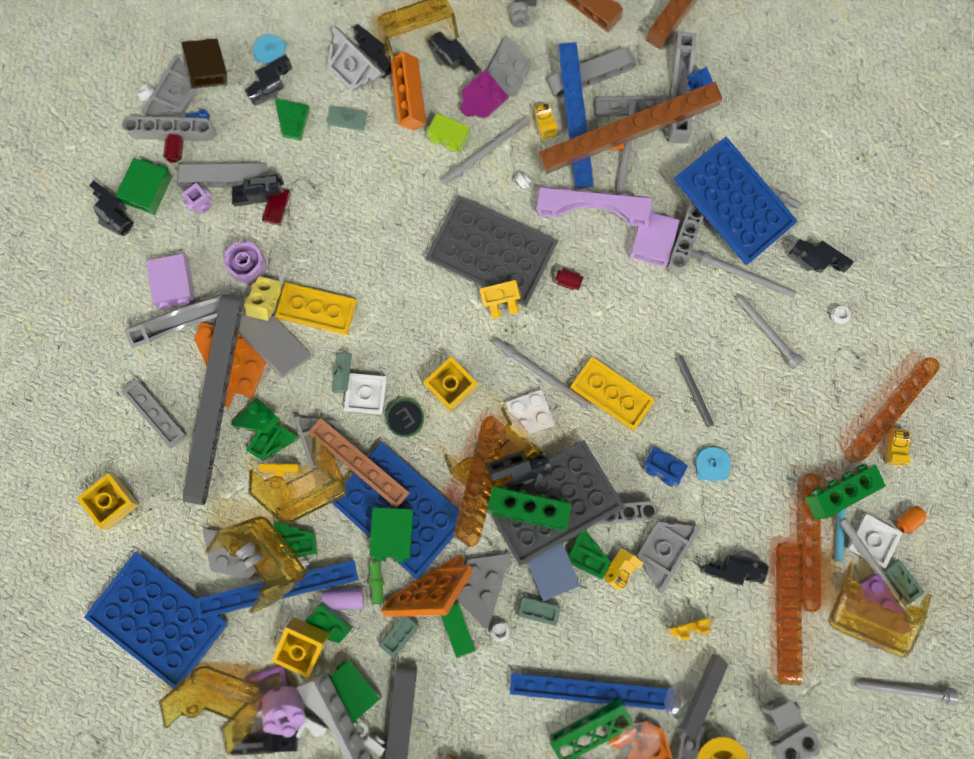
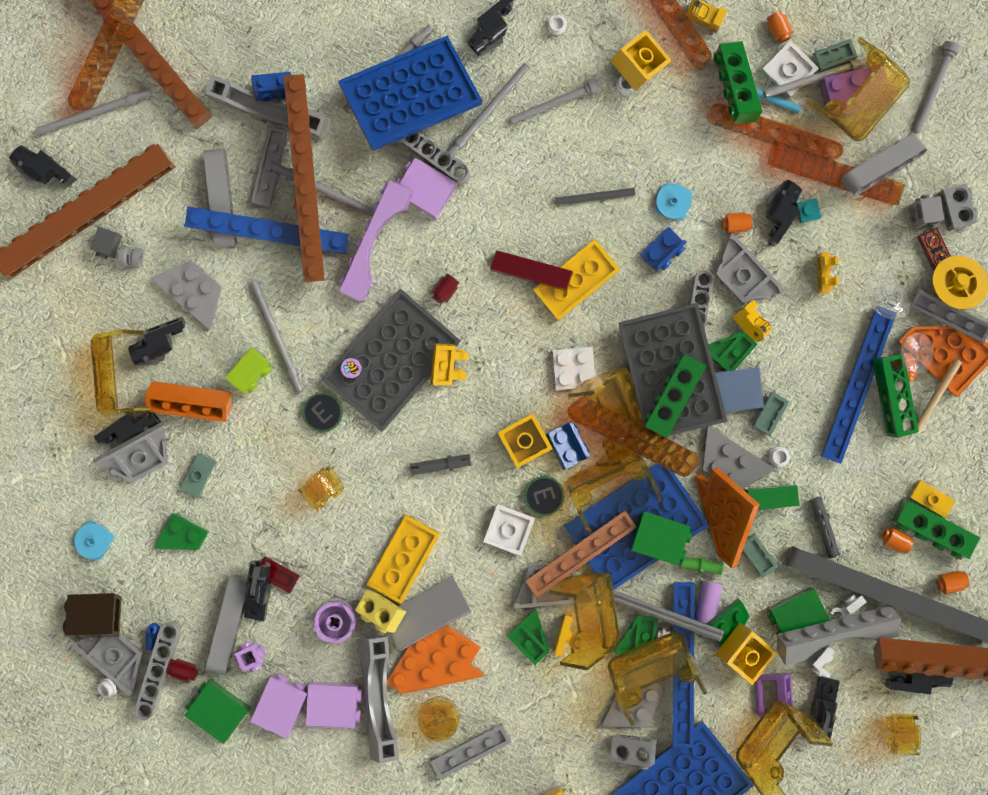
camera: 75 degrees left, 10 degrees up
(110, 211) = (236, 753): black plate -> none
(159, 236) = (280, 705): none -> lavender brick
(174, 384) = (430, 726): none -> clear yellow brick
(188, 562) = (633, 745): none -> light grey brick
(213, 399) = (474, 685): dark grey beam -> none
(249, 555) = (645, 683): light grey wheel -> none
(256, 418) = (504, 646): green wing -> none
(269, 81) = (133, 549): black plate -> none
(283, 711) = (802, 684): lavender brick -> none
(319, 561) = (668, 616): none -> light grey axle
(341, 372) = (480, 548): sand green plate -> none
(361, 219) = (321, 487): none -> clear yellow brick
(409, 317) = (440, 464): none -> dark grey pin
(423, 445) = (584, 481): none -> clear yellow windscreen
(423, 708) = (832, 550): none -> dark grey pin
(429, 205) = (322, 412): none -> black tile
(457, 426) = (568, 445): none -> bracket
(474, 216) = (351, 368): none -> tile
(482, 96) = (216, 323): magenta plate -> none
(510, 352) = (504, 370): light grey bar -> none
(519, 467) = (632, 395): black plate -> none
(523, 180) = (323, 305): white plate -> none
(545, 120) = (261, 264): yellow leg -> none
(608, 350) = (531, 270): none -> dark red tile
(704, 696) = (891, 279): dark grey tile -> none
(712, 529) = (737, 222): none -> orange brick
(745, 596) = (808, 210): none -> teal plate
(750, 732) = (934, 247): none -> tile
(811, 387) = (621, 89): none -> white plate
(814, 656) = (884, 165): none -> light grey beam
(834, 395) = (640, 60): none -> yellow brick

